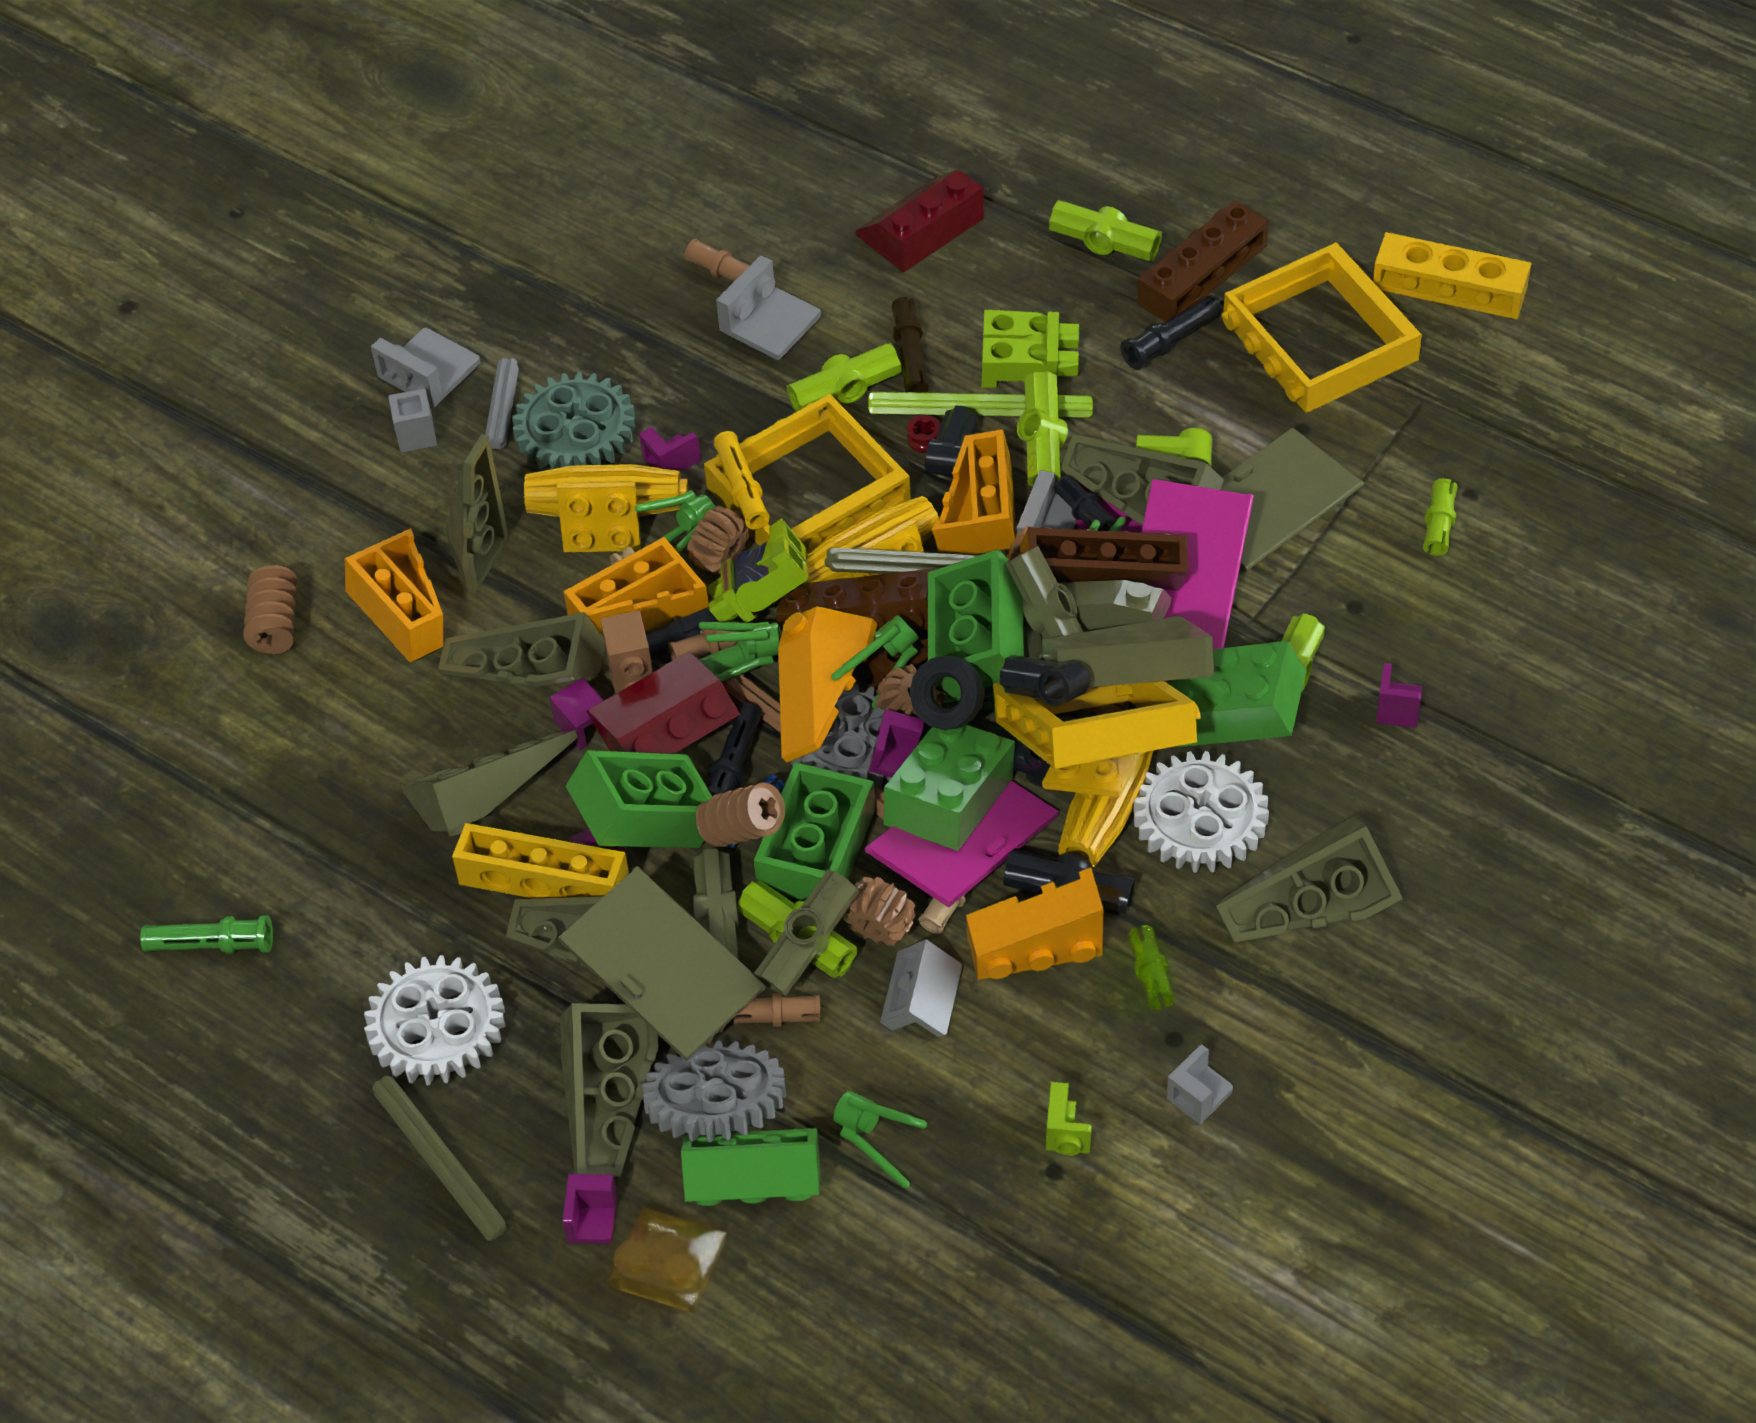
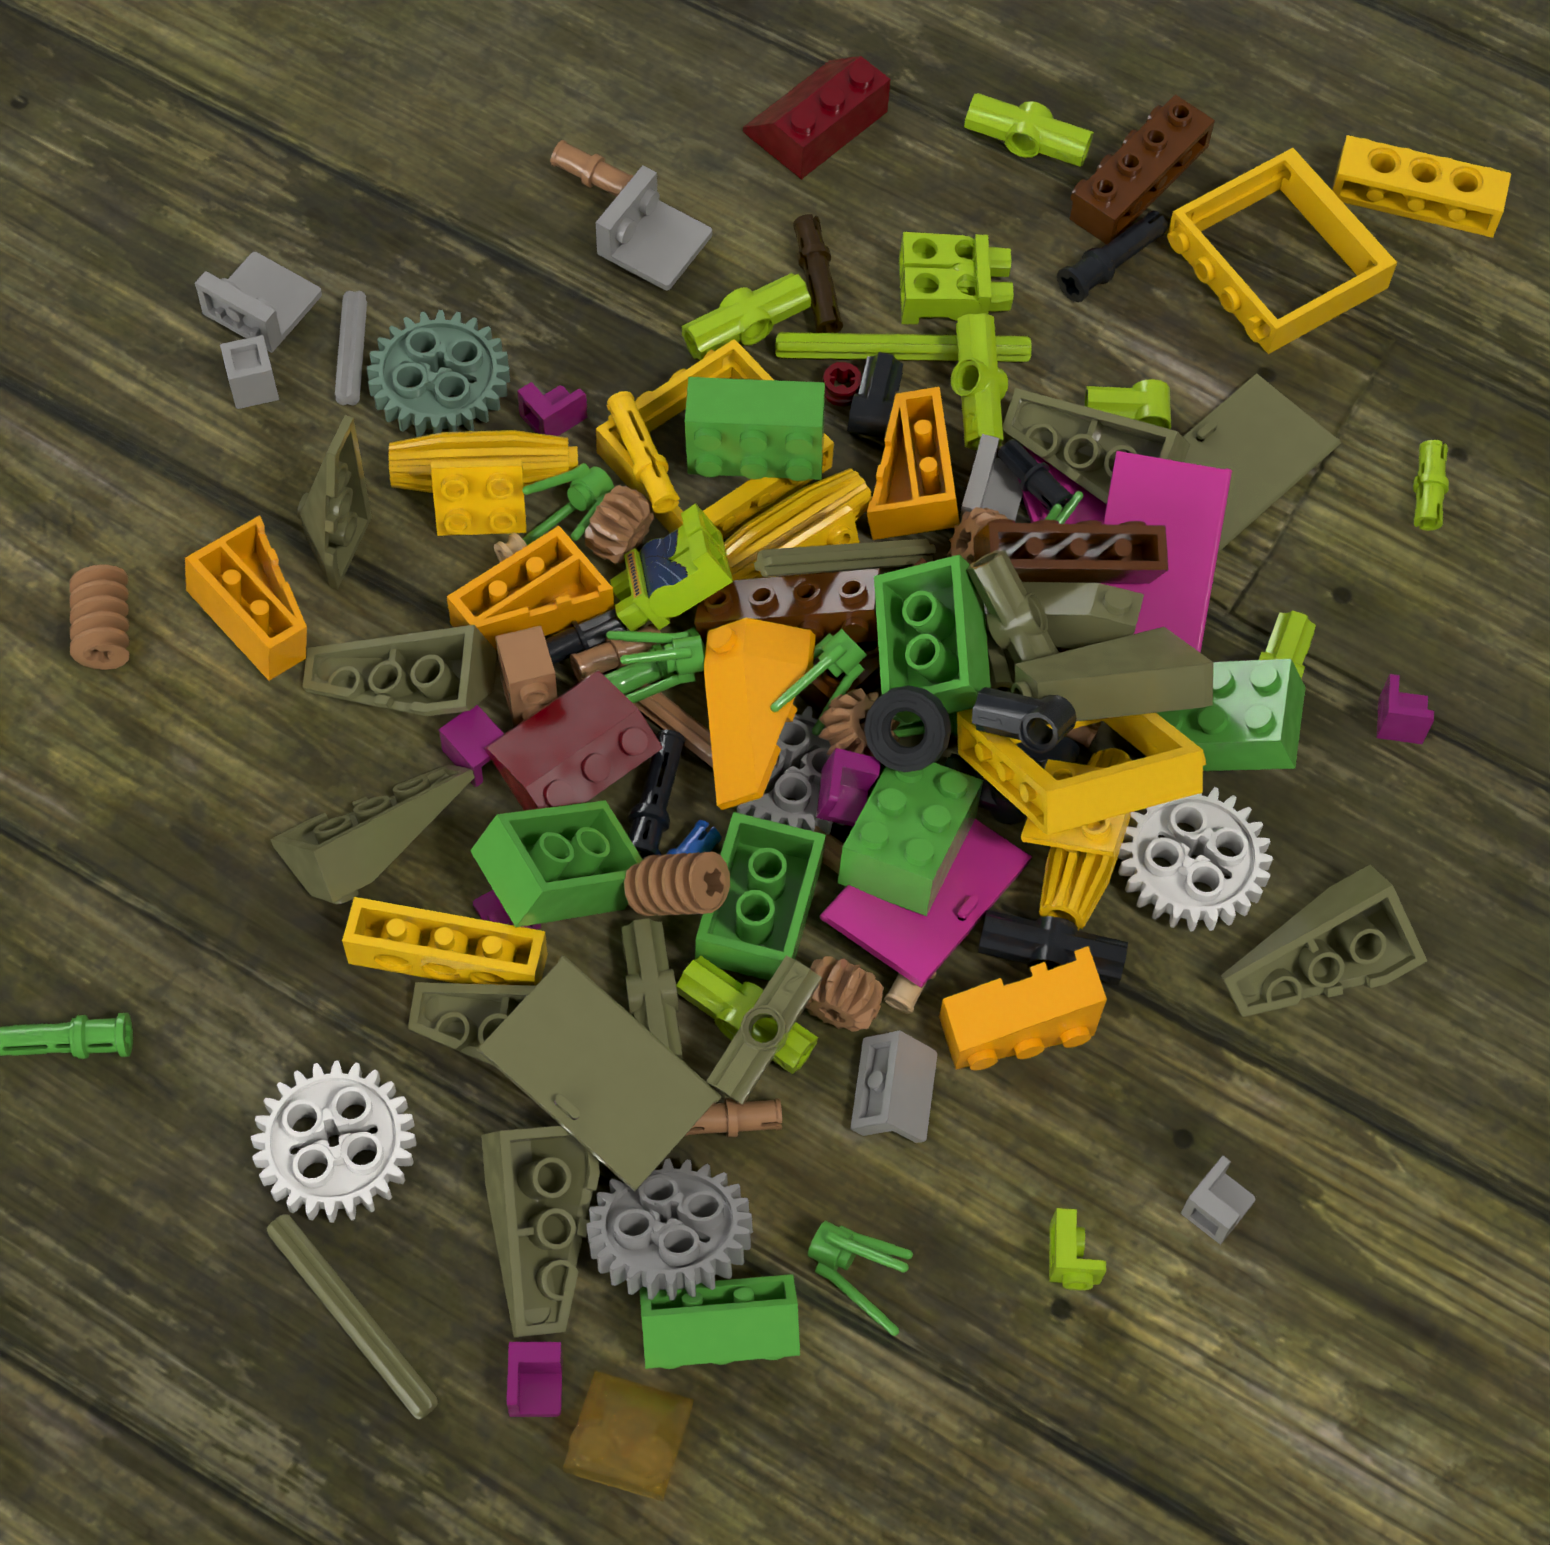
camera: 10 degrees left, 10 degrees up
(837, 458) = (755, 428): none -> bright green brick
(1151, 967) = (1153, 1053): clear neon green pin -> none

